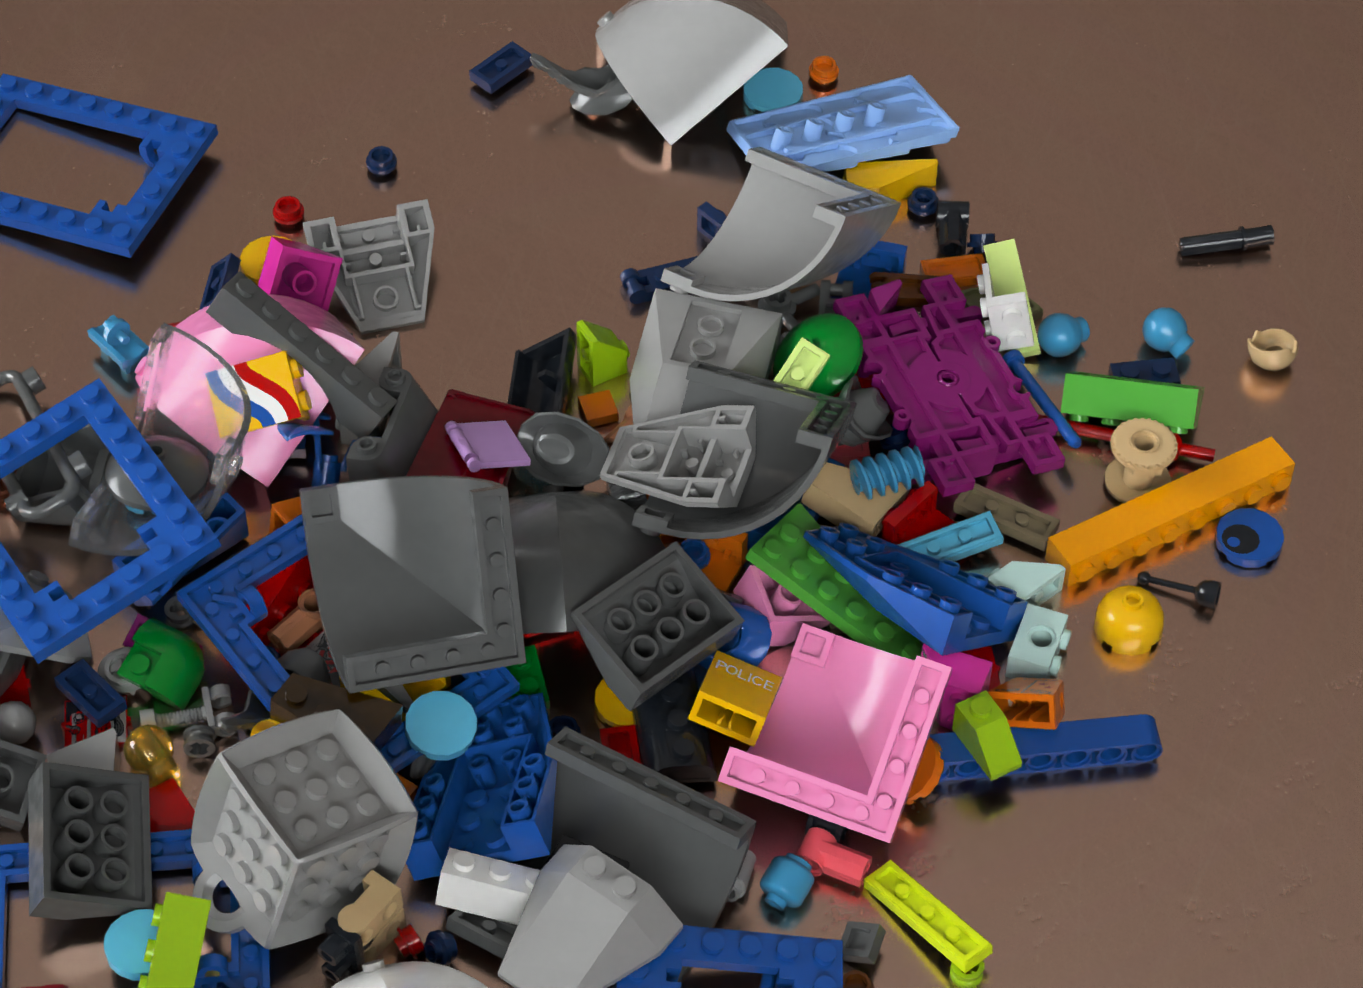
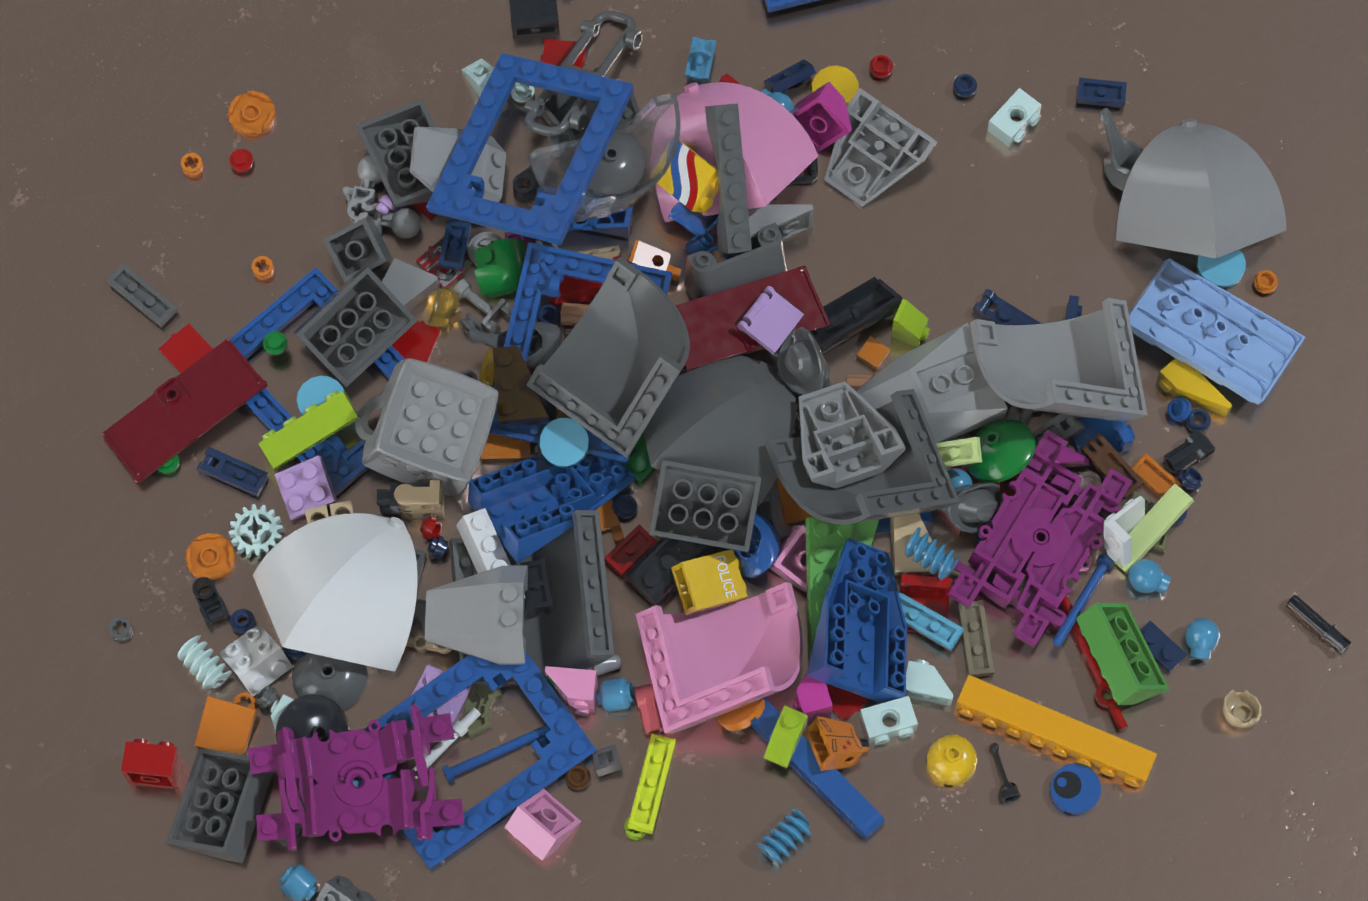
camera: 55 degrees right, 20 degrees up
(22, 946) = (275, 343): none -> green plate
(90, 569) = (527, 179): none -> black piece
(459, 143) = (1020, 106): none -> light aqua brick
(751, 903) = (574, 688): none -> bright pink slope
(906, 208) = (1179, 409): none -> blue plate
(1100, 822) = (785, 836): none -> dark azure piece
(1141, 457) = (1073, 676): tan hose -> none

